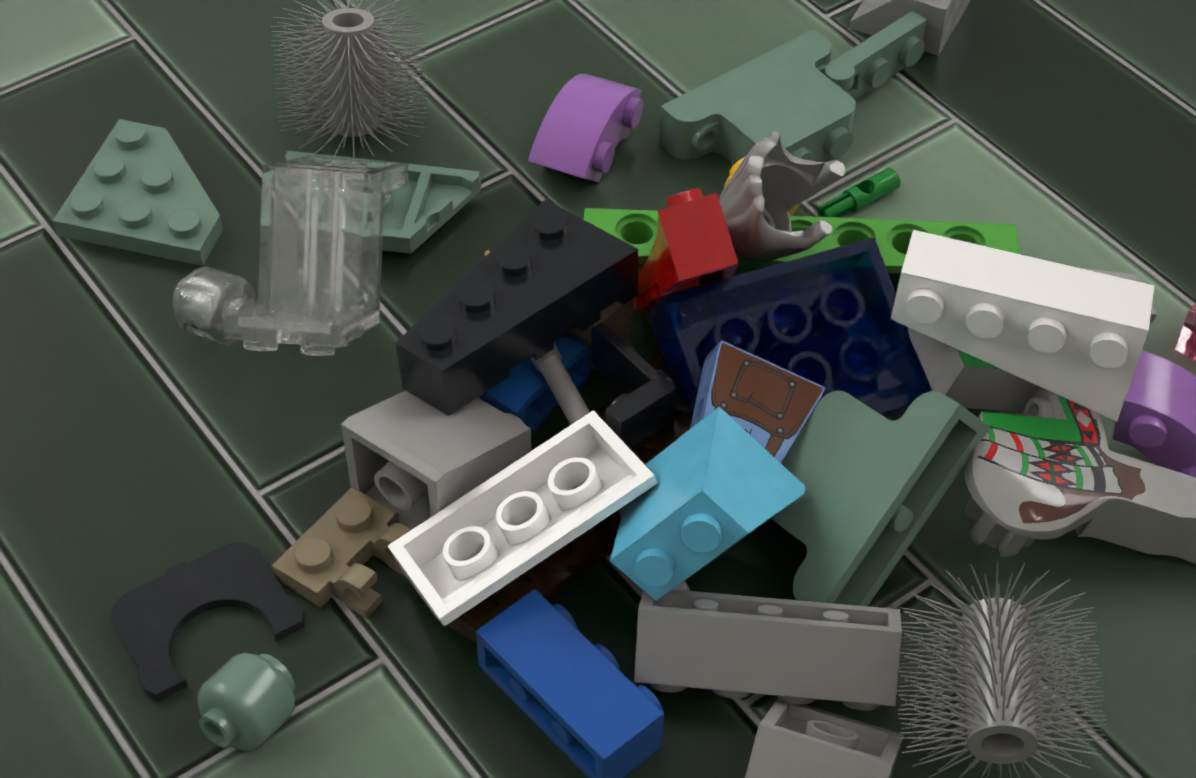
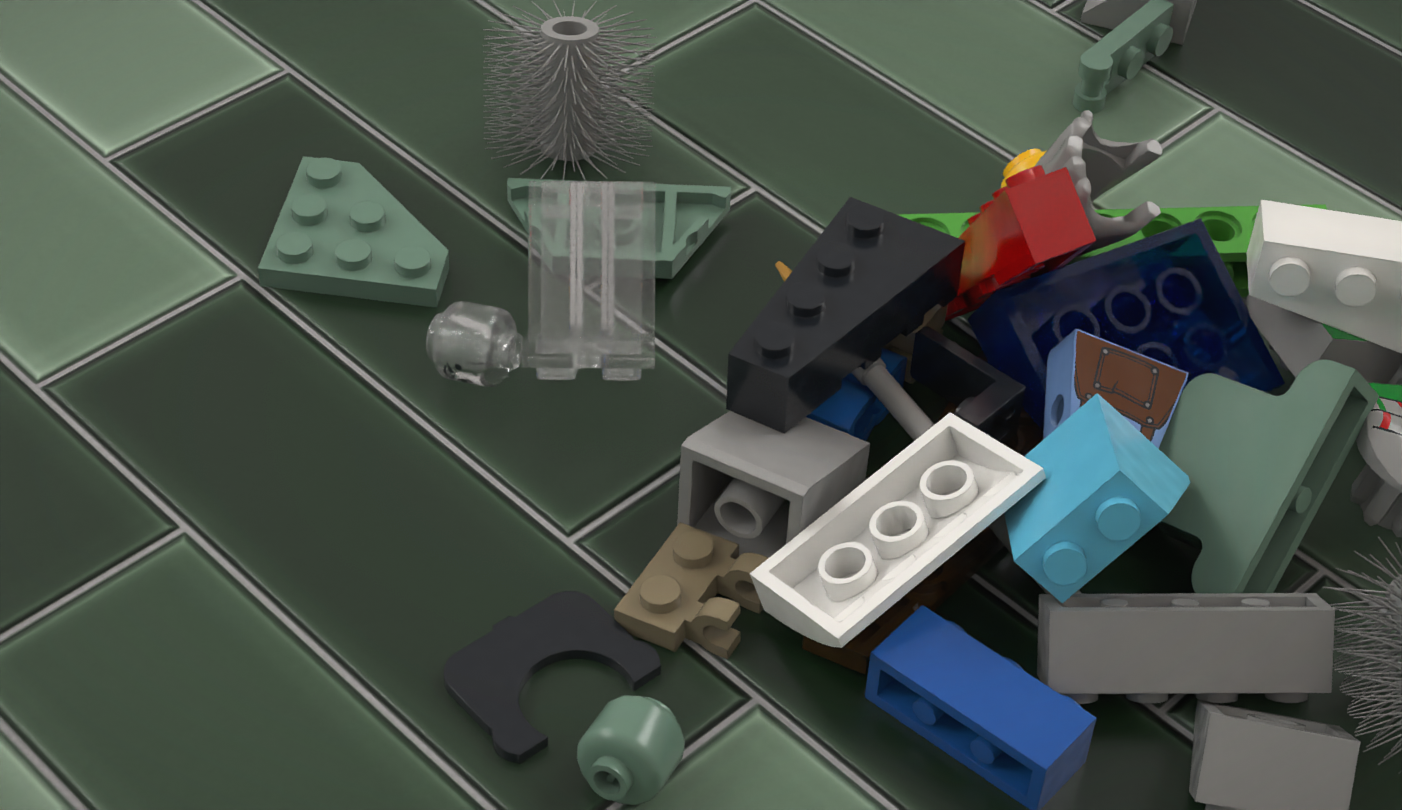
camera: 10 degrees left, 5 degrees down
(586, 126) = (836, 135): medium lavender brick -> none
(768, 94) = (1016, 103): sand green brick -> none
(861, 194) = (1146, 186): green pin -> none

